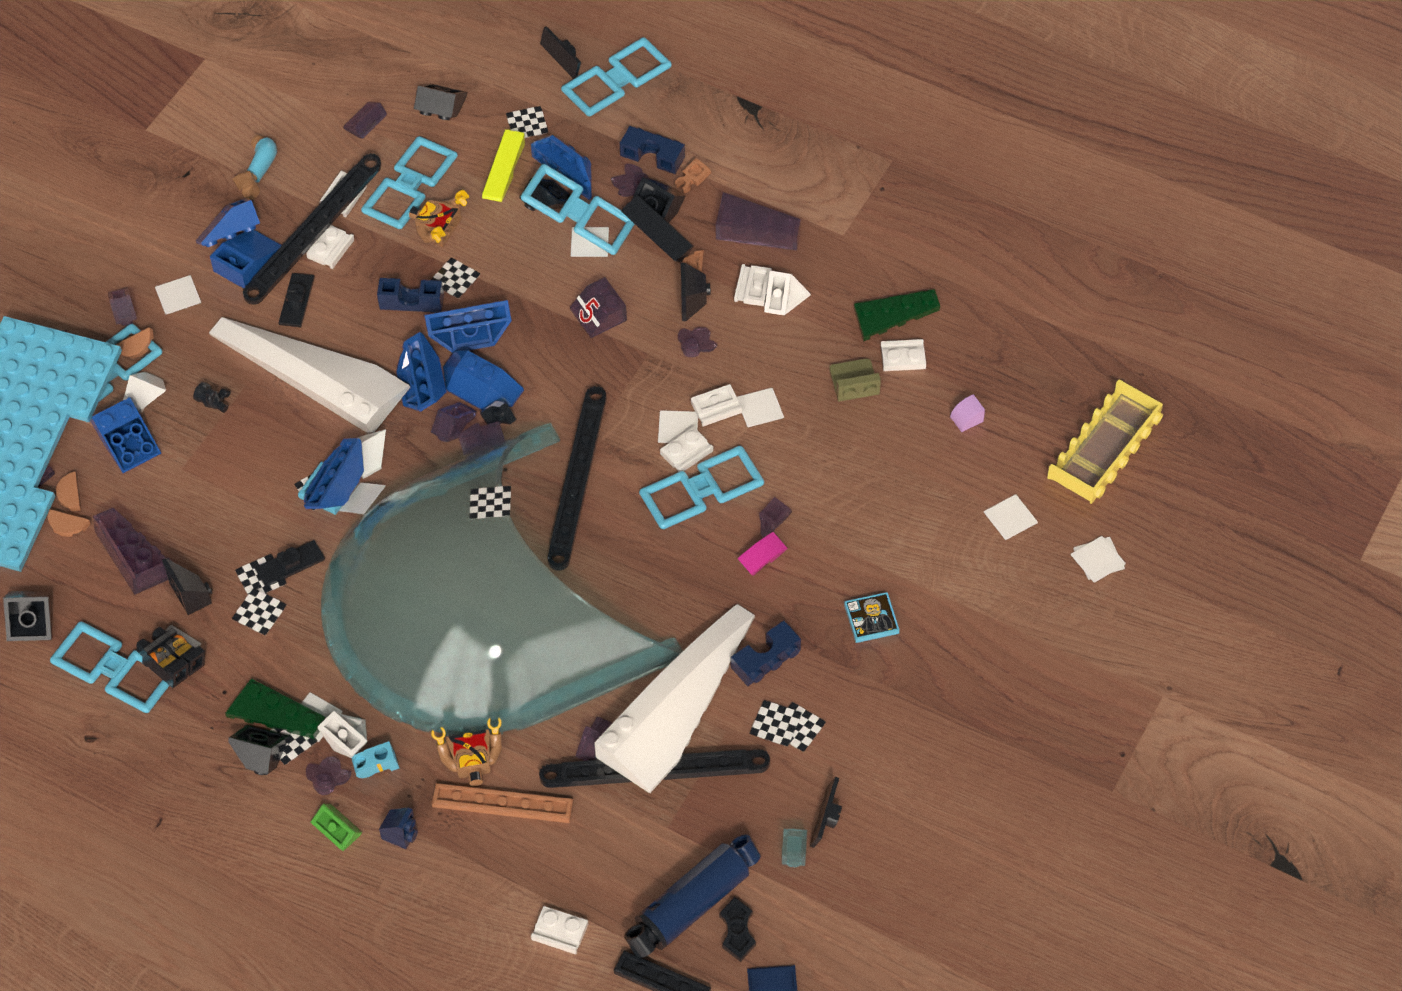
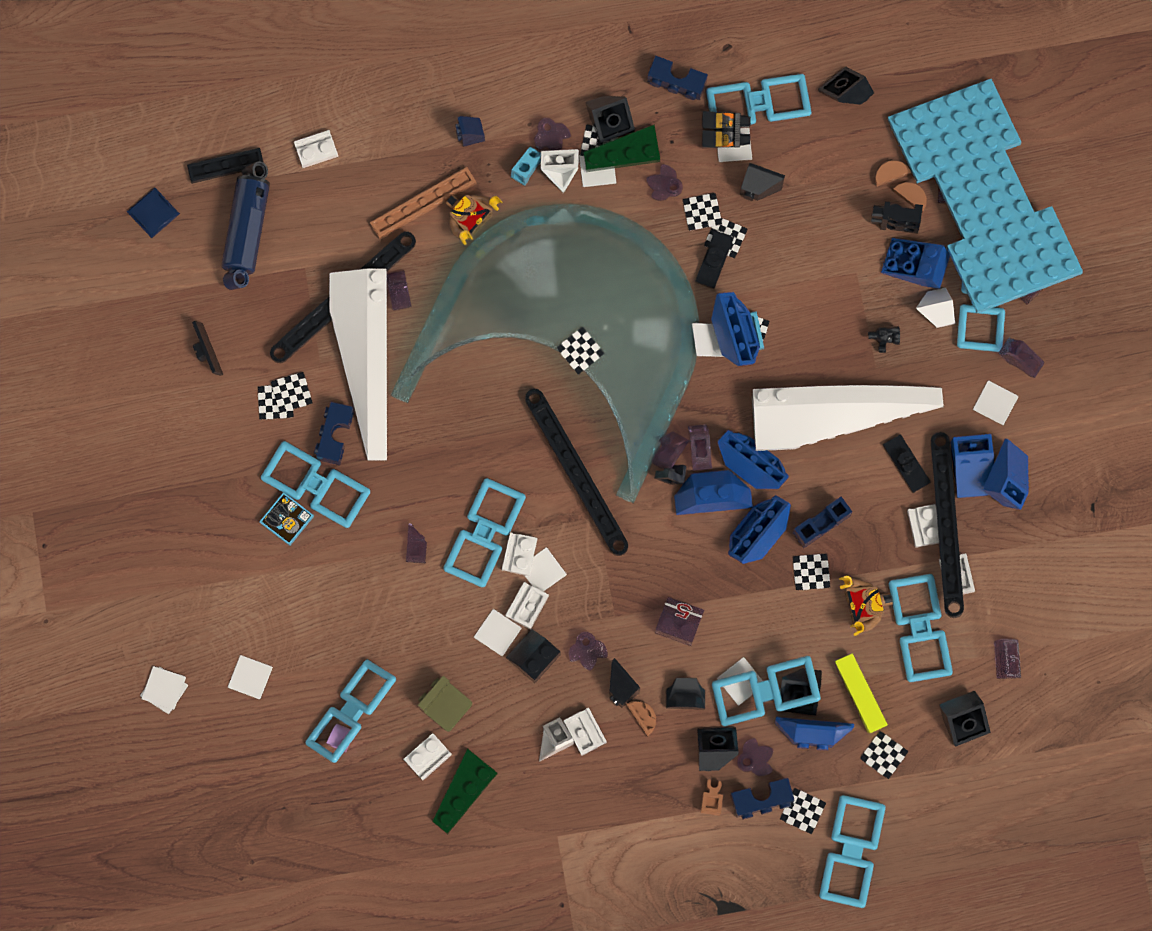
camera: 140 degrees right, 20 degrees up
(97, 466) = (897, 217): none -> black hips
(130, 551) = (821, 179): wedge -> none
(137, 344) = (979, 334): nougat tile -> none
(156, 721) = (690, 86): none -> dark blue arch
(264, 156) = (1045, 561): piece -> none
(268, 659) = (662, 183): none -> plate
(335, 826) = (514, 109): bright green slope -> none
(372, 452) = (741, 378): white slope -> none
(561, 51) = (913, 840): black piece -> none
(619, 125) = (803, 811): none -> sticker
(648, 256) = (685, 694): none -> black slope
(657, 229) = (695, 723): black slope -> none
(738, 940) = (212, 240): black tile -> none
(745, 363) = (533, 655): none -> black slope
(755, 224) = (628, 785): wedge -> none
(762, 553) = (397, 508): dark pink slope -> none
(794, 847) = (208, 309): clear light blue brick -> none
(820, 629) = (315, 484): none -> medium azure bar
(942, 423) = (350, 711): none -> medium azure bar
(1106, 442) = (222, 789): window -> none

